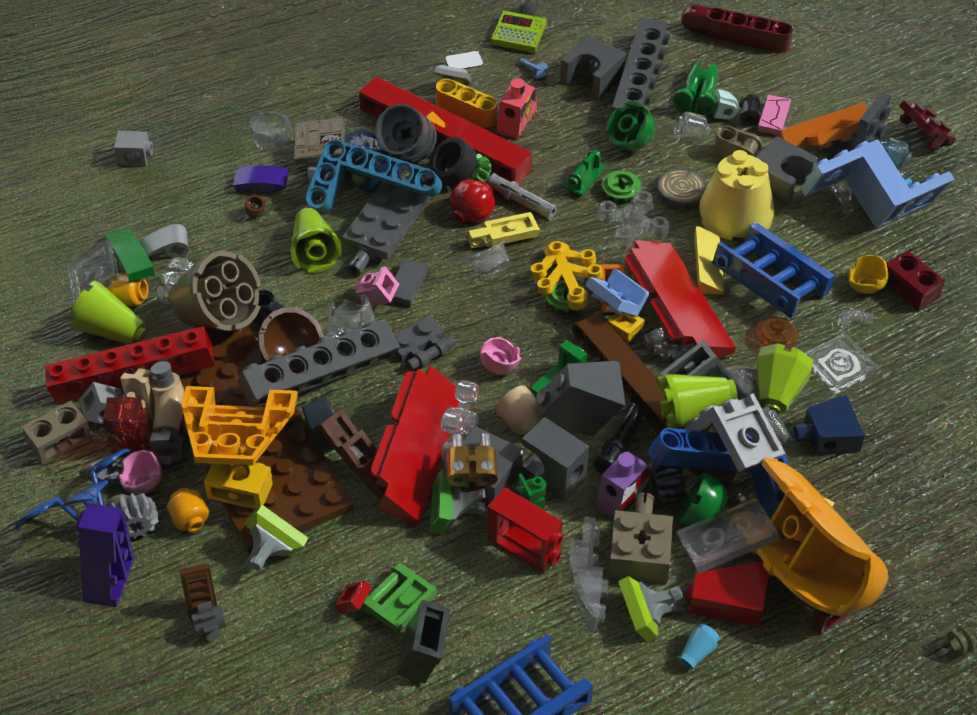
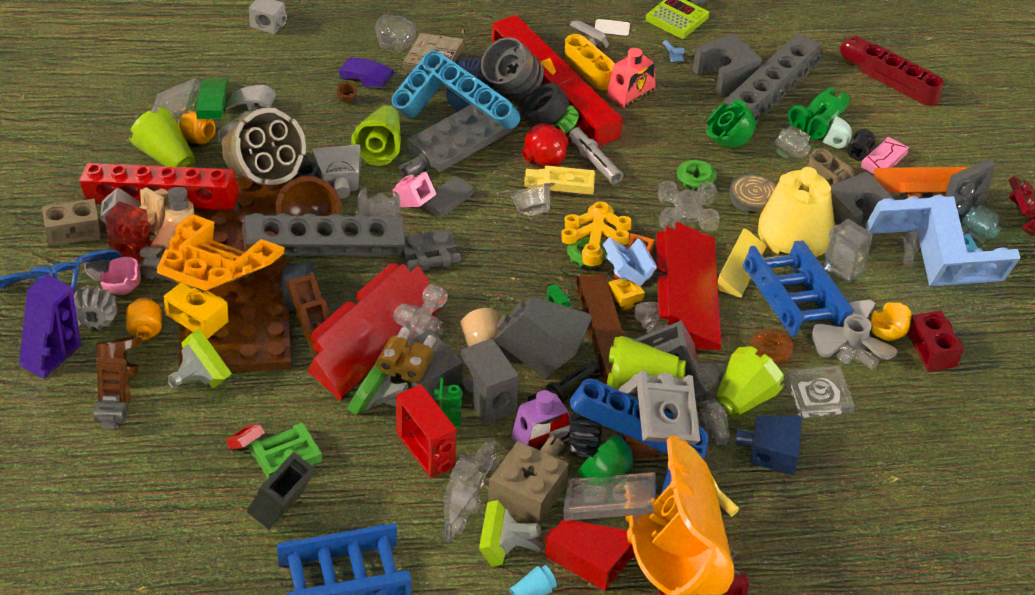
camera: 20 degrees right, 5 degrees down
(180, 555) = (118, 349): none -> reddish brown helmet
(291, 285) = (339, 167): none -> light grey torso
(499, 356) = (493, 282): bright pink hair -> none
(585, 173) = (666, 154): green hinge -> none
(798, 218) = (847, 250): none -> clear brick
(843, 297) = (854, 333): none -> light grey piece

